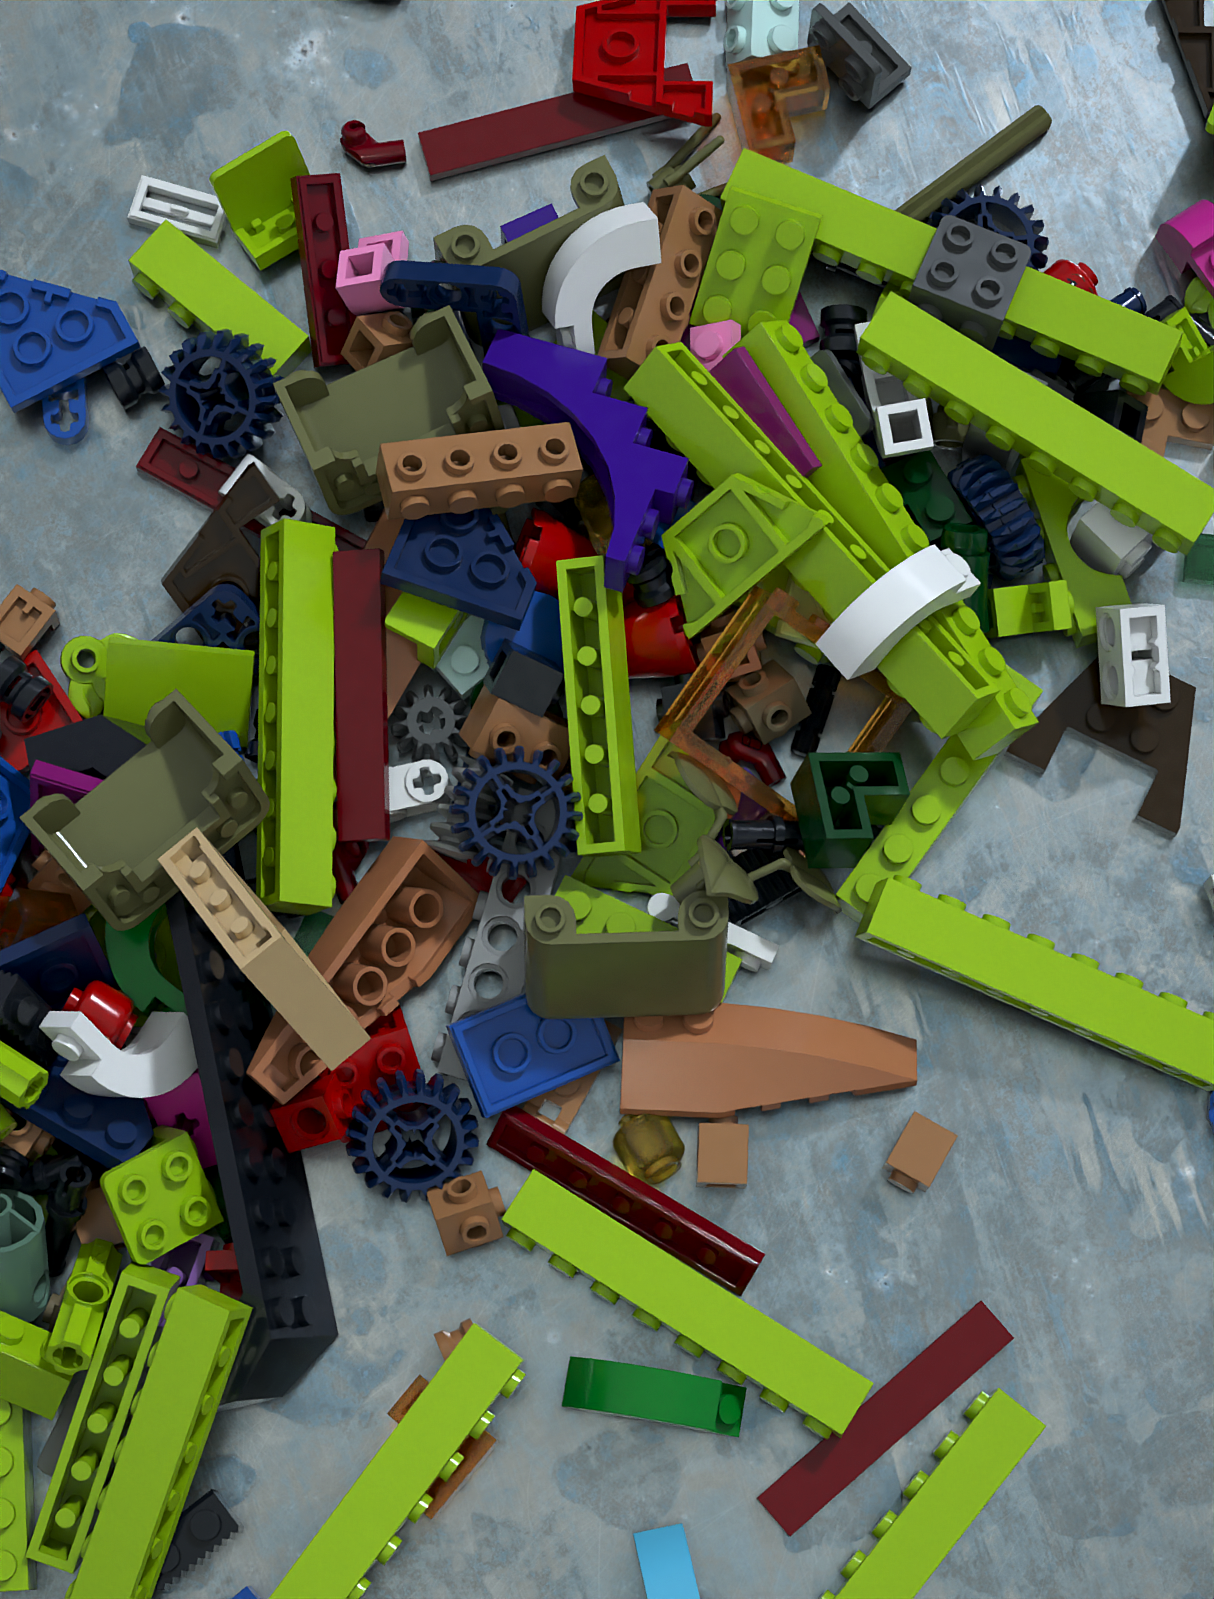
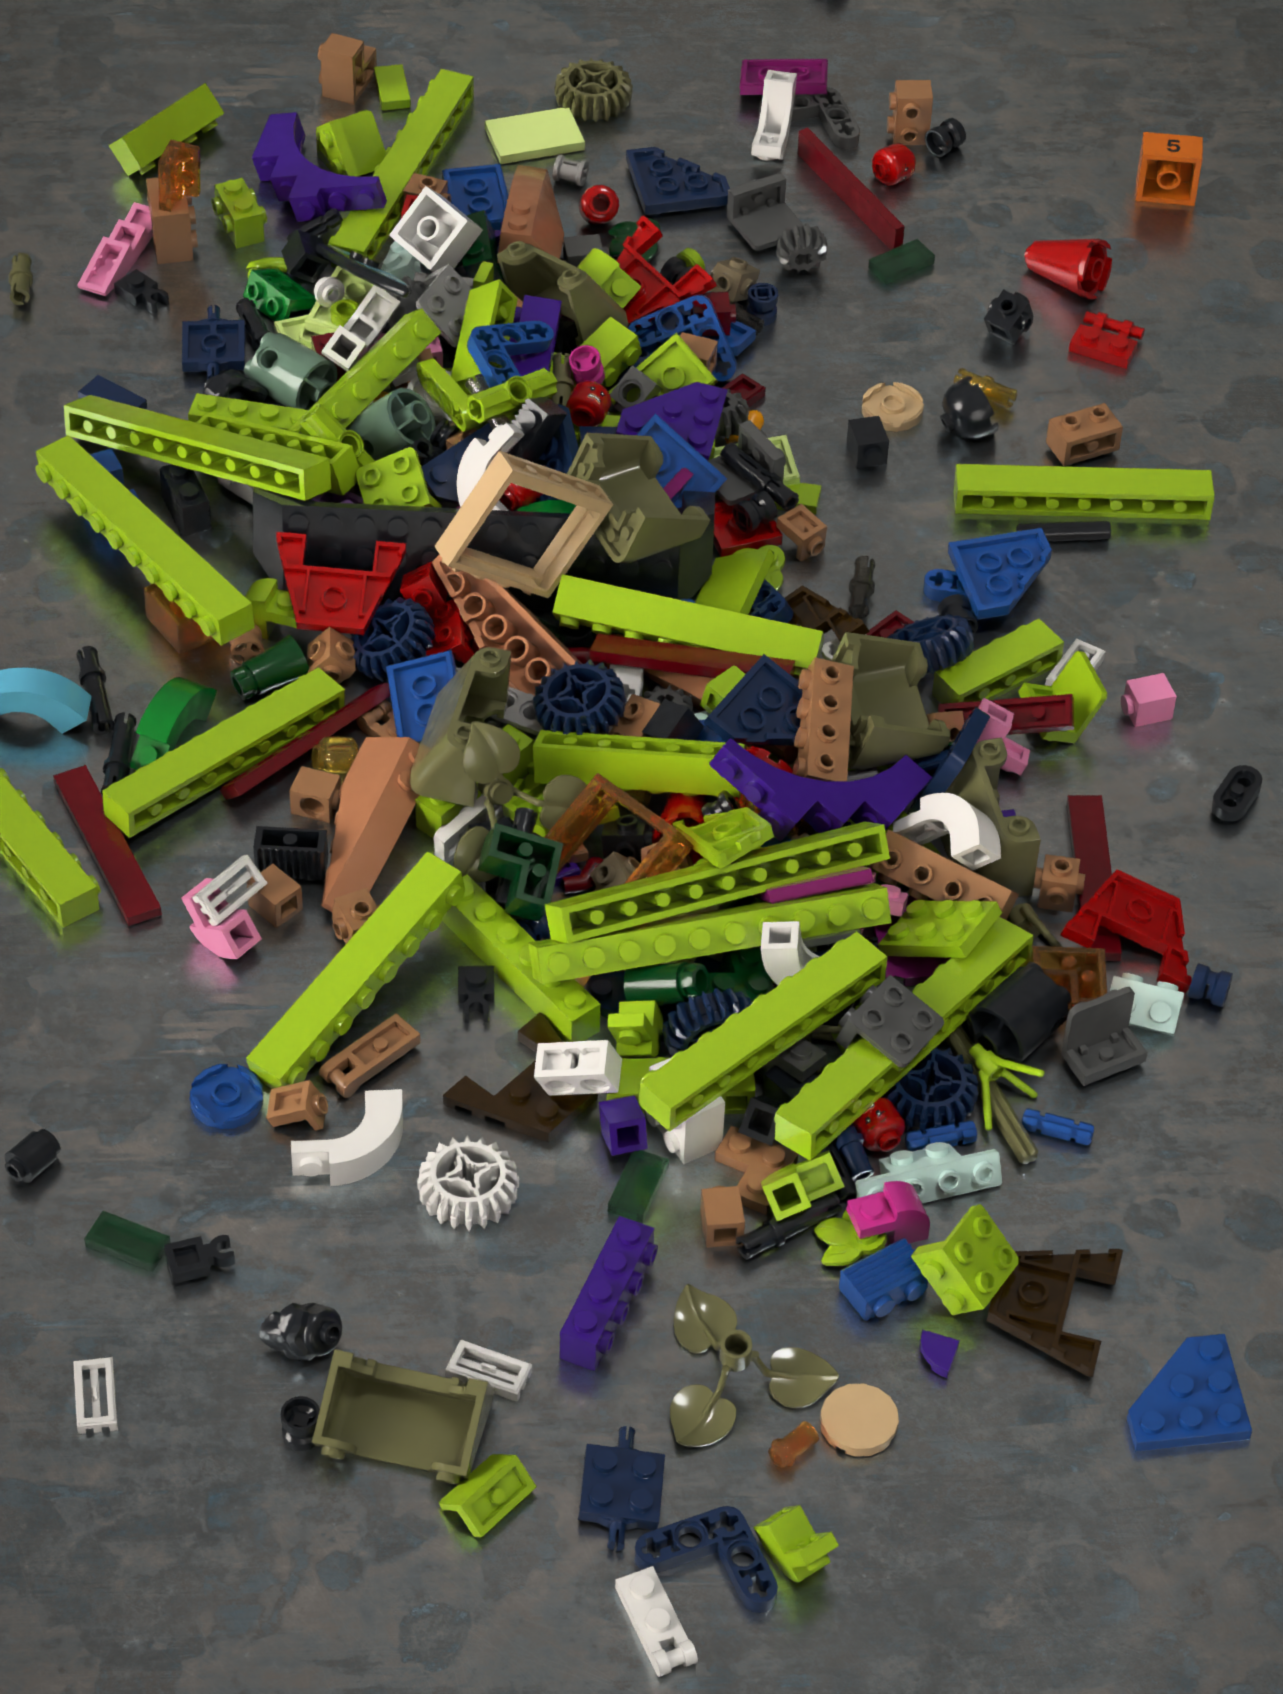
camera: 105 degrees right, 30 degrees down
(104, 521) = (861, 587): none -> clear smoke pin
(227, 101) = (1148, 700): none -> bright pink brick
(367, 150) = (1097, 769): dark red arm -> none
(382, 1229) = (336, 595): none -> red wing
(395, 1328) = (270, 605): none -> lime brick
(508, 1295) = (270, 669): none -> dark green plant
(597, 138) = (1059, 883): none -> medium nougat brick
(600, 1542) = (93, 680): none -> black pin
(725, 1457) = (117, 764): none -> black pin
(849, 1148) = (295, 851): none -> black brick
(857, 151) = (1019, 1013): none -> black cylinder
(893, 607) = (651, 890): white arch -> none
(938, 1021) = (351, 913): none -> medium nougat brick
(941, 173) = (992, 1068): none -> lime plant
(971, 1194) = (208, 907): none -> white tile
(982, 847) = (476, 990): none -> black plate
(986, 91) = (1058, 1126): none -> blue axle
(999, 1201) = (231, 936): none -> bright pink brick
(1059, 245) = (965, 1132): none -> blue axle
(1111, 229) = (936, 1172): none -> light aqua bracket
(1141, 943) = (370, 1055): none -> medium nougat plate
(1169, 586) = (623, 1125): none -> dark purple brick

